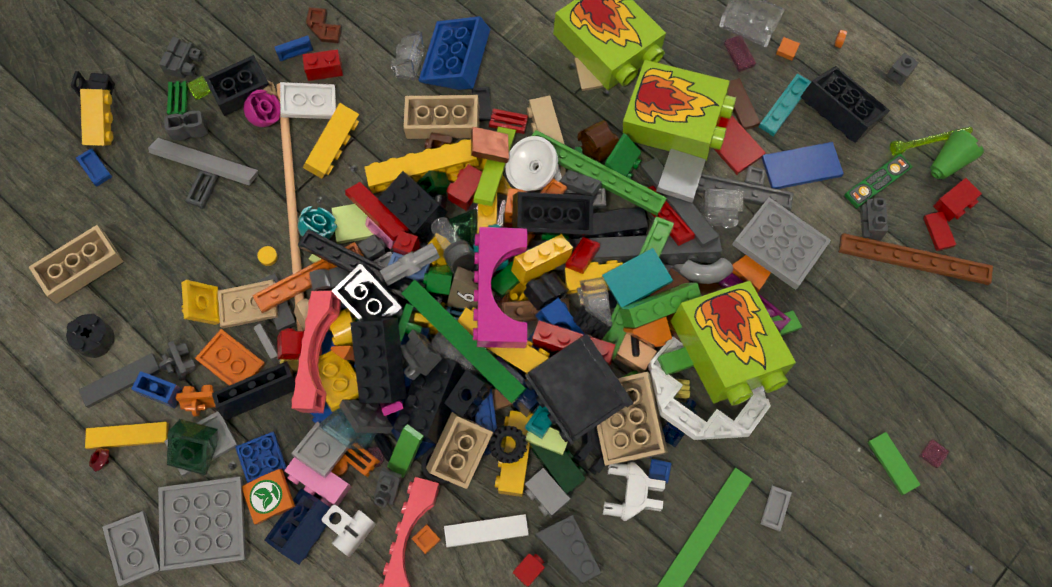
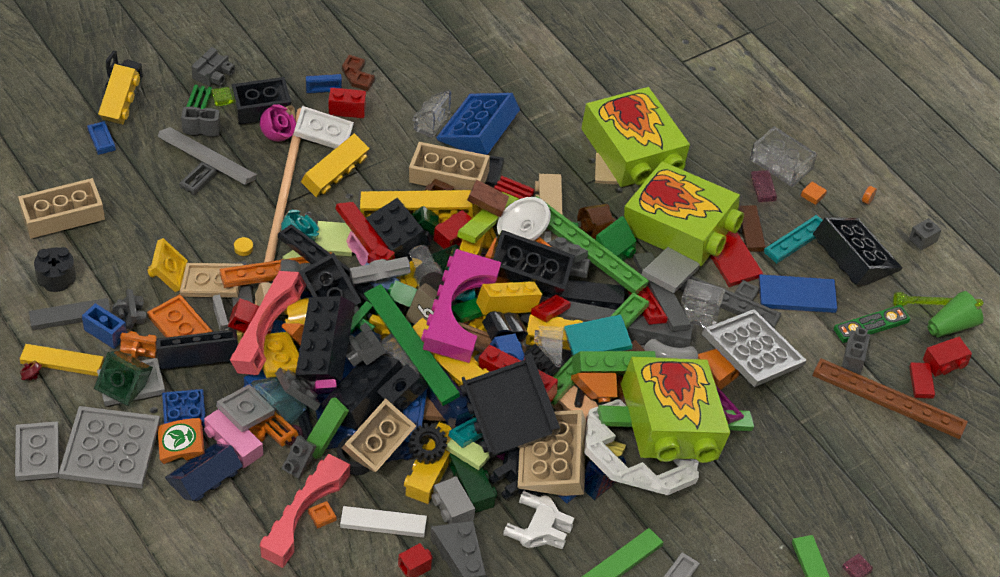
camera: 10 degrees right, 20 degrees down
(350, 530) = (253, 484): white piece -> none
(372, 248) = (348, 257): dark grey brick -> none
(659, 470) = (574, 511): blue tile -> none

